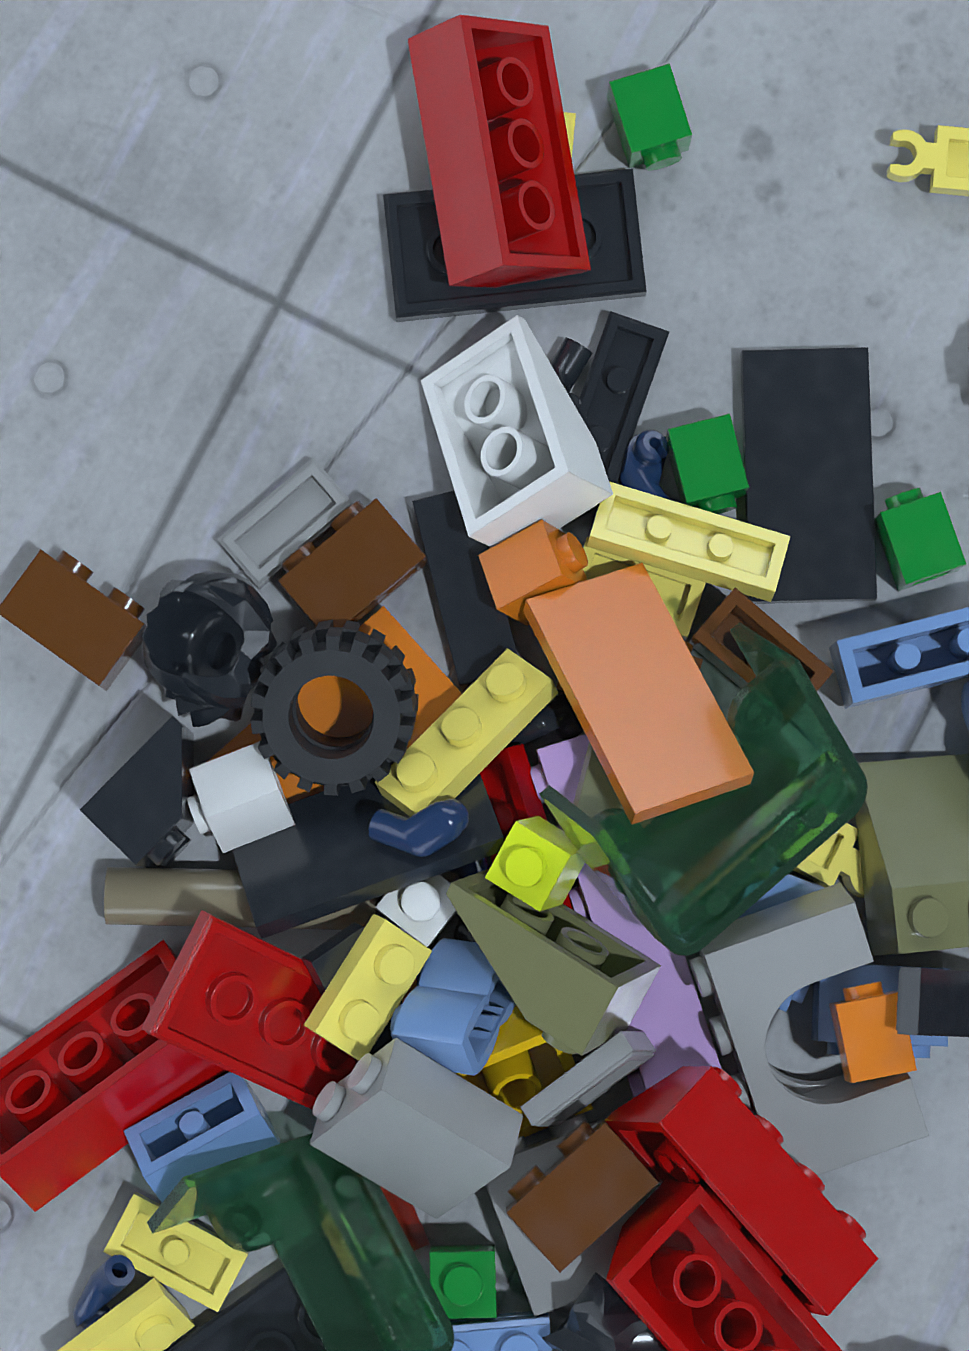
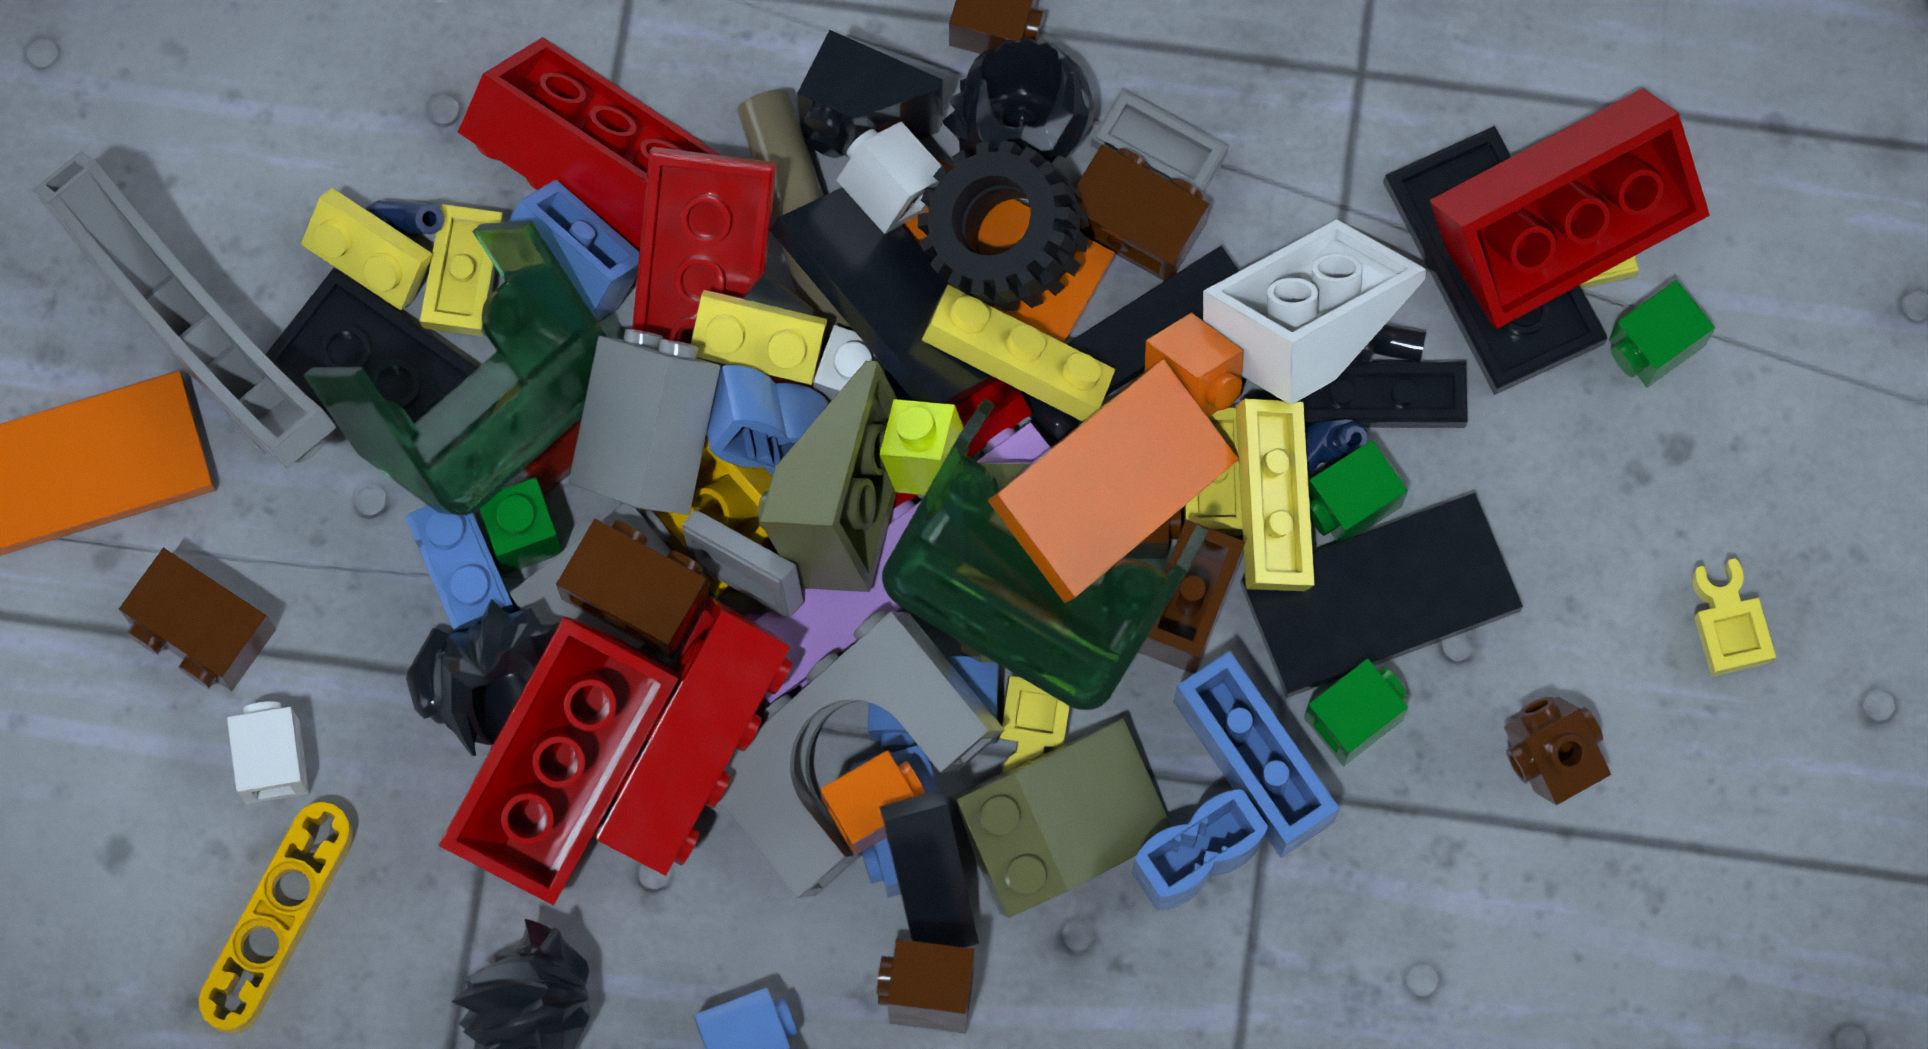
camera: 70 degrees right, 10 degrees down
(423, 831) = (917, 333): dark blue arm -> none

